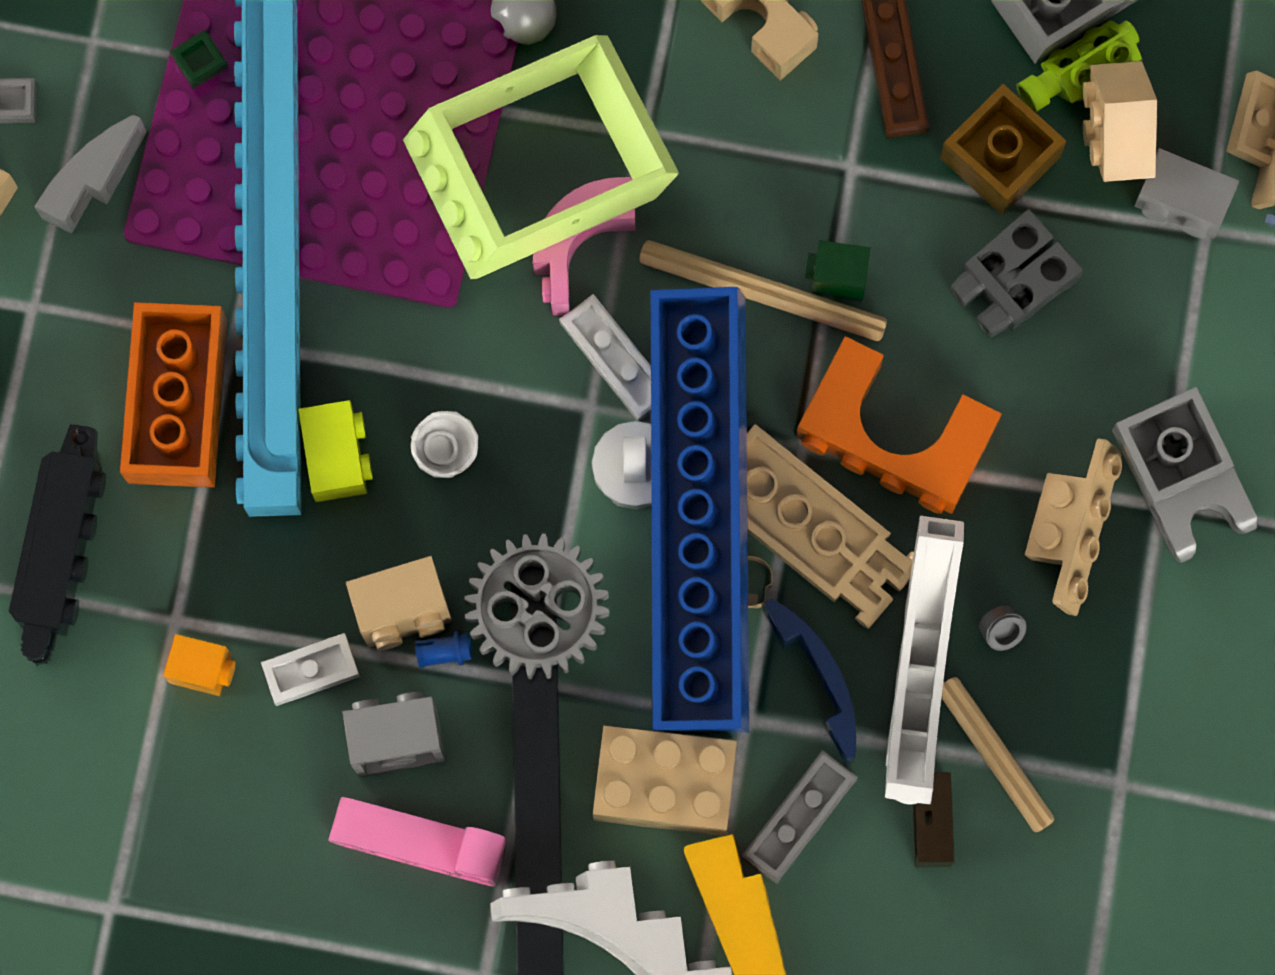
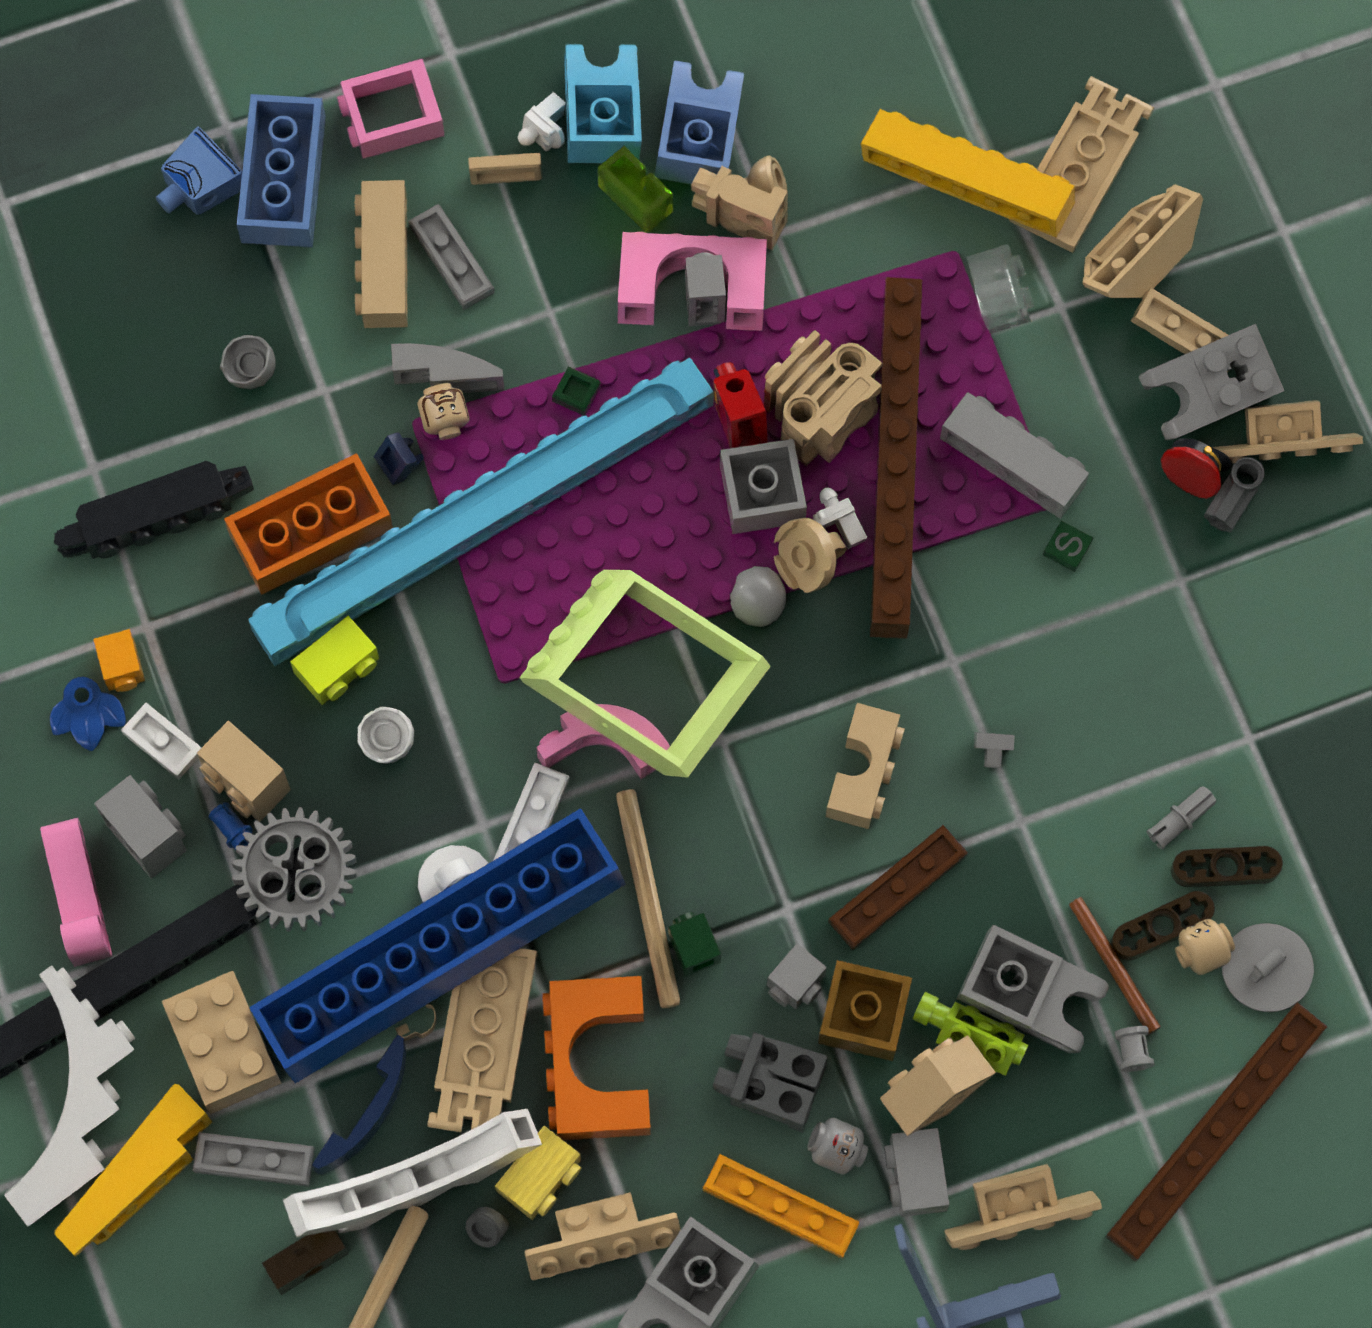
camera: 55 degrees right, 5 degrees down
(140, 196) = (443, 411): none -> tan head
(156, 272) = (397, 458): none -> dark blue tile
(238, 733) = (87, 718): none -> blue plate
(929, 196) = (796, 978): none -> light grey brick
(986, 557) = (538, 1175): none -> light yellow brick
(1117, 253) = (837, 1146): none -> light grey head
(1141, 341) = (781, 1206): none -> light orange tile

